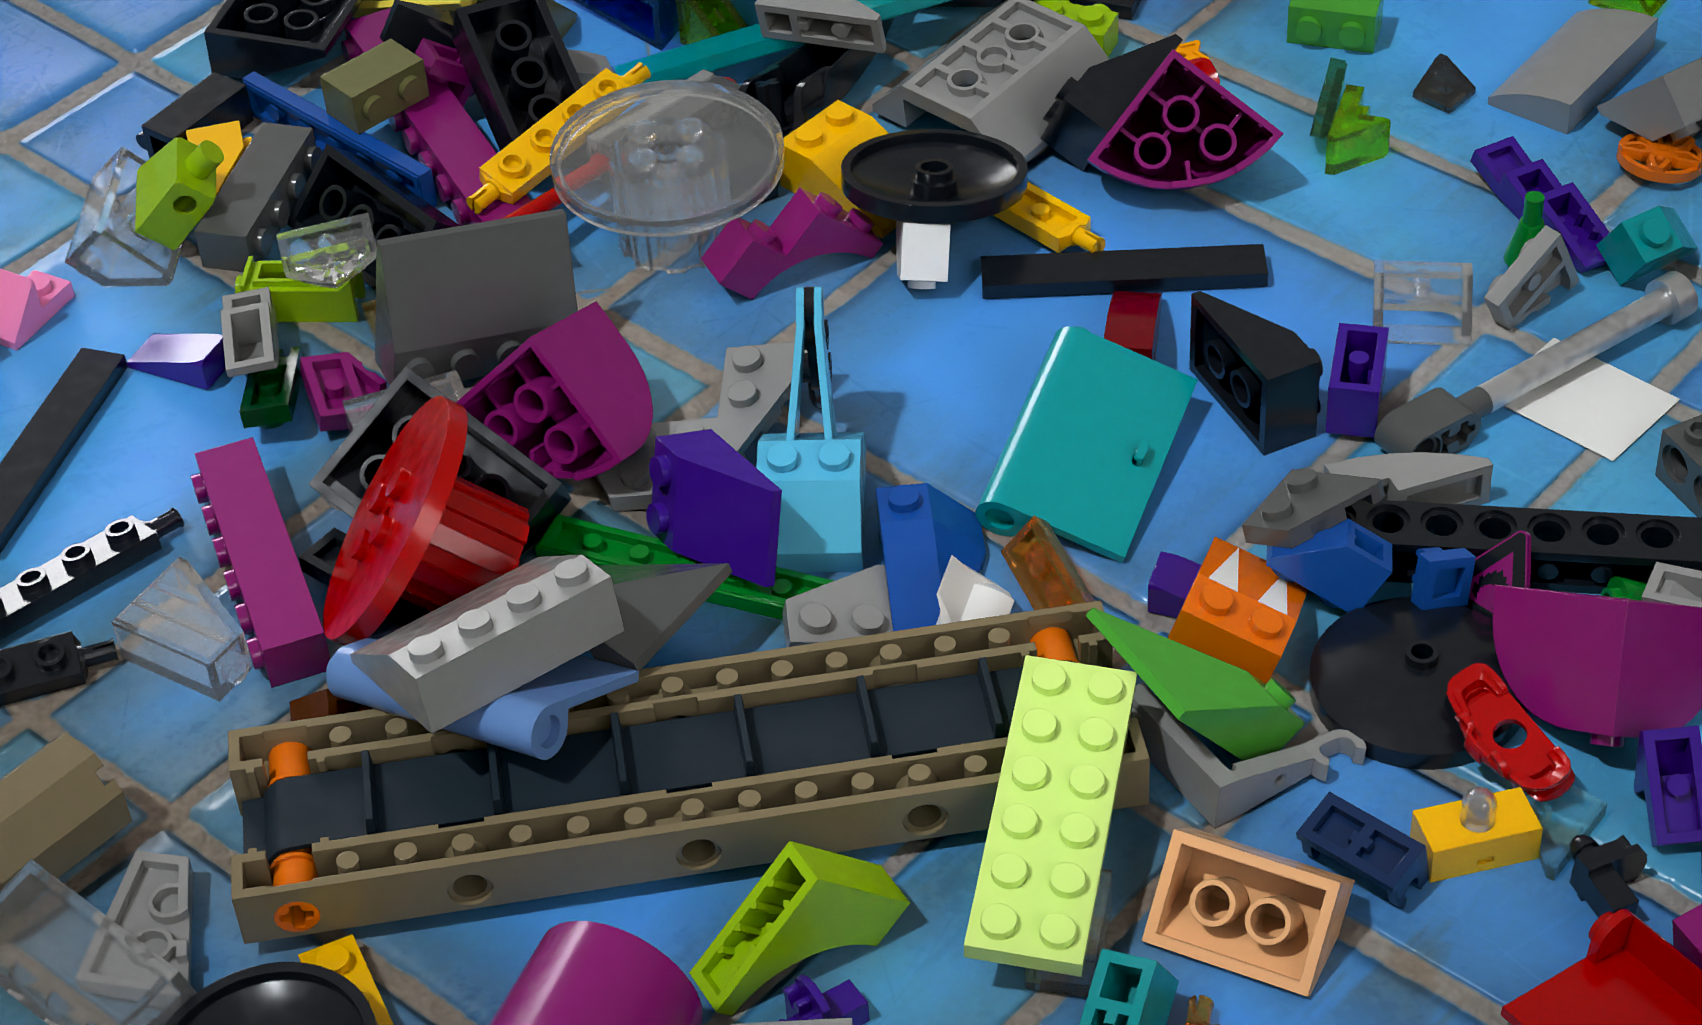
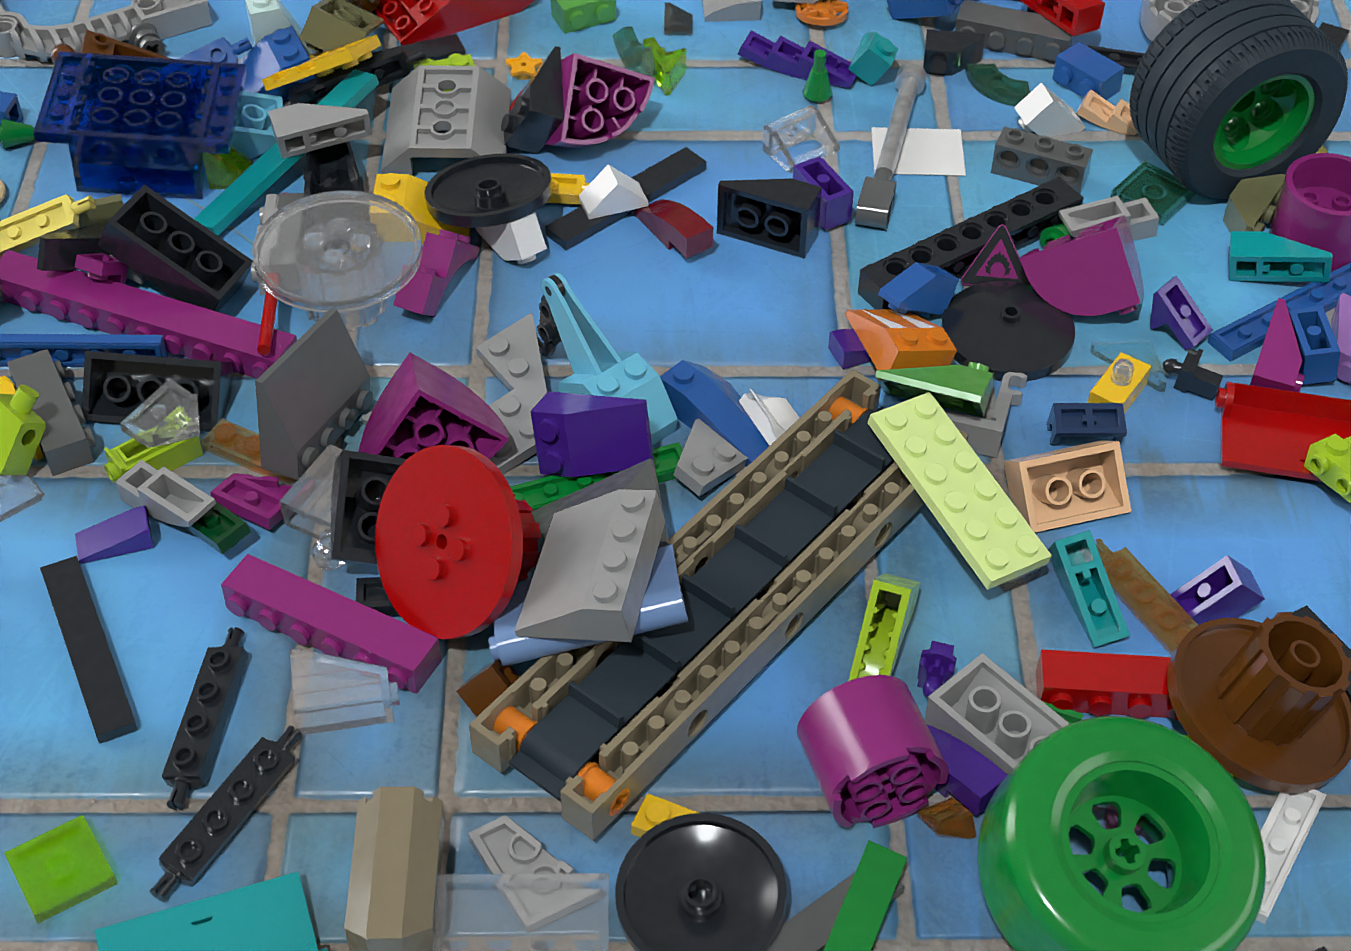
camera: 45 degrees left, 5 degrees up
(374, 86) = (72, 301): olive brick -> none
(527, 158) = (234, 276): yellow plate -> none
(1044, 567) = (786, 377): clear orange plate -> none
(1078, 442) = (725, 297): teal door -> none
(1095, 255) = (611, 194): none -> white slope
(1307, 504) = (890, 265): dark grey wing -> none
(1424, 476) = (898, 232): light grey slope -> none
(1442, 578) = (977, 270): blue tile -> none
(1484, 705) = (1109, 339): red piece -> none
(1525, 285) = (842, 87): light grey wing -> none

